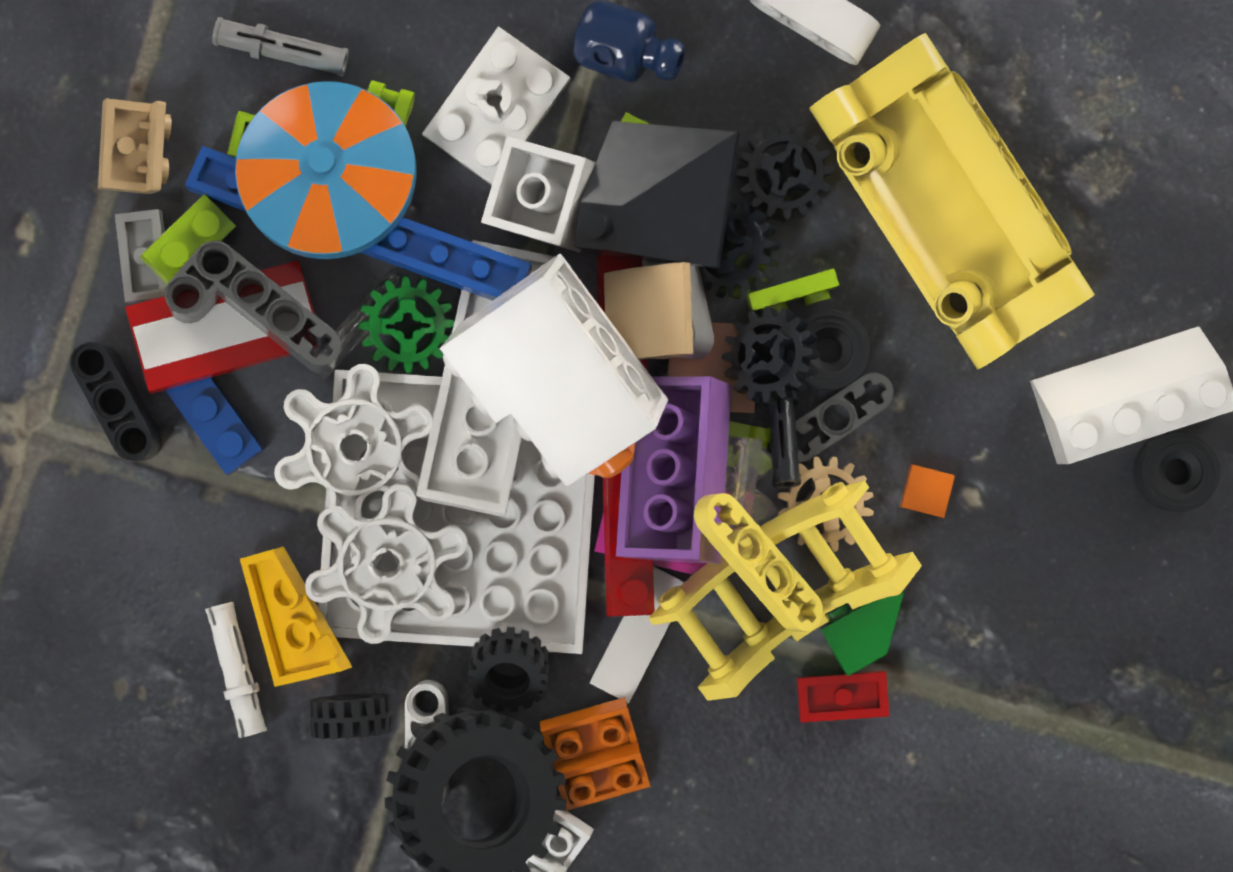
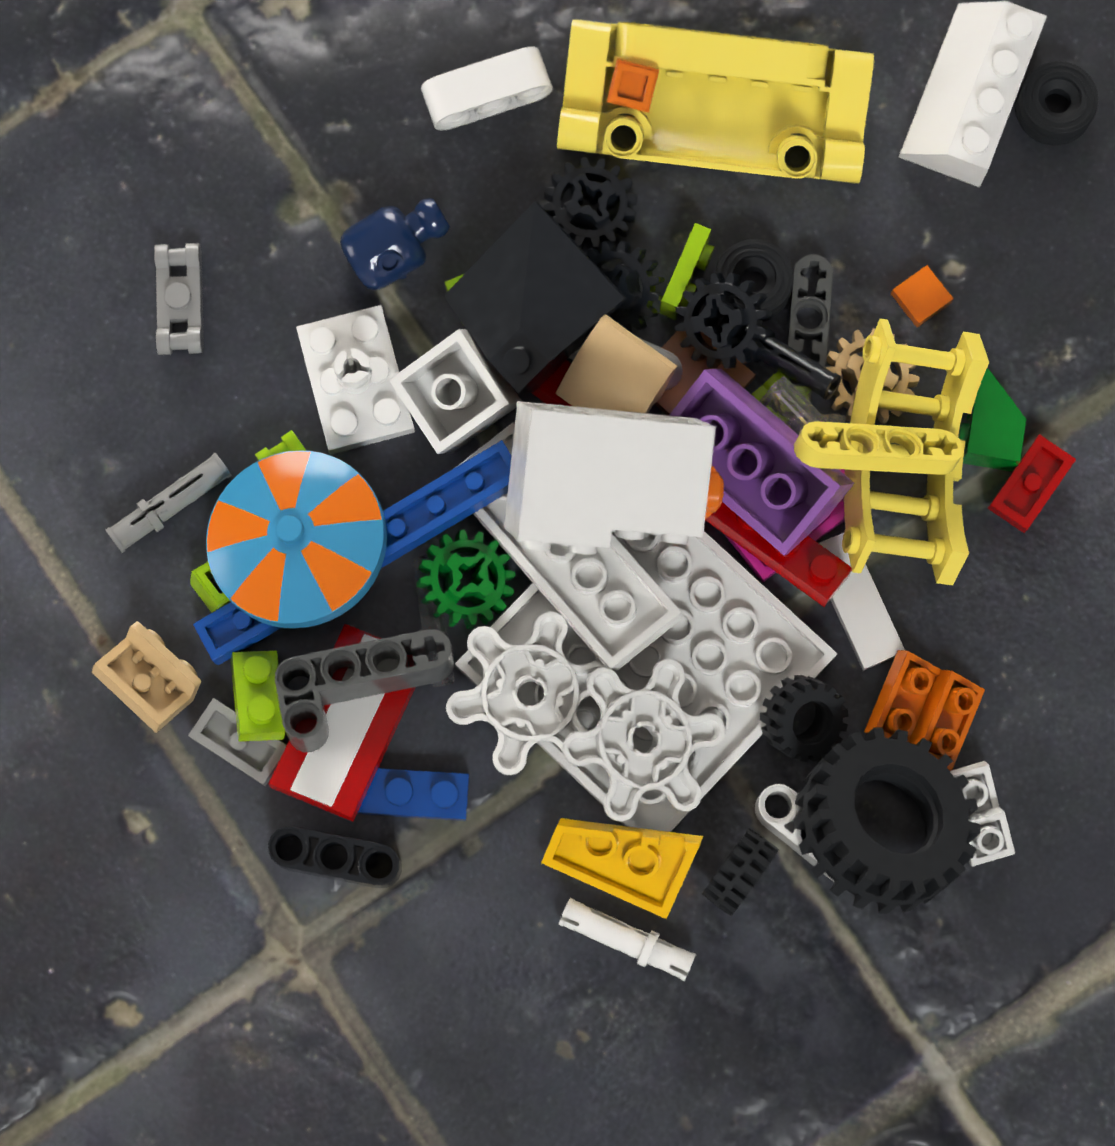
camera: 50 degrees left, 10 degrees down
(909, 126) = (632, 85): none -> orange tile

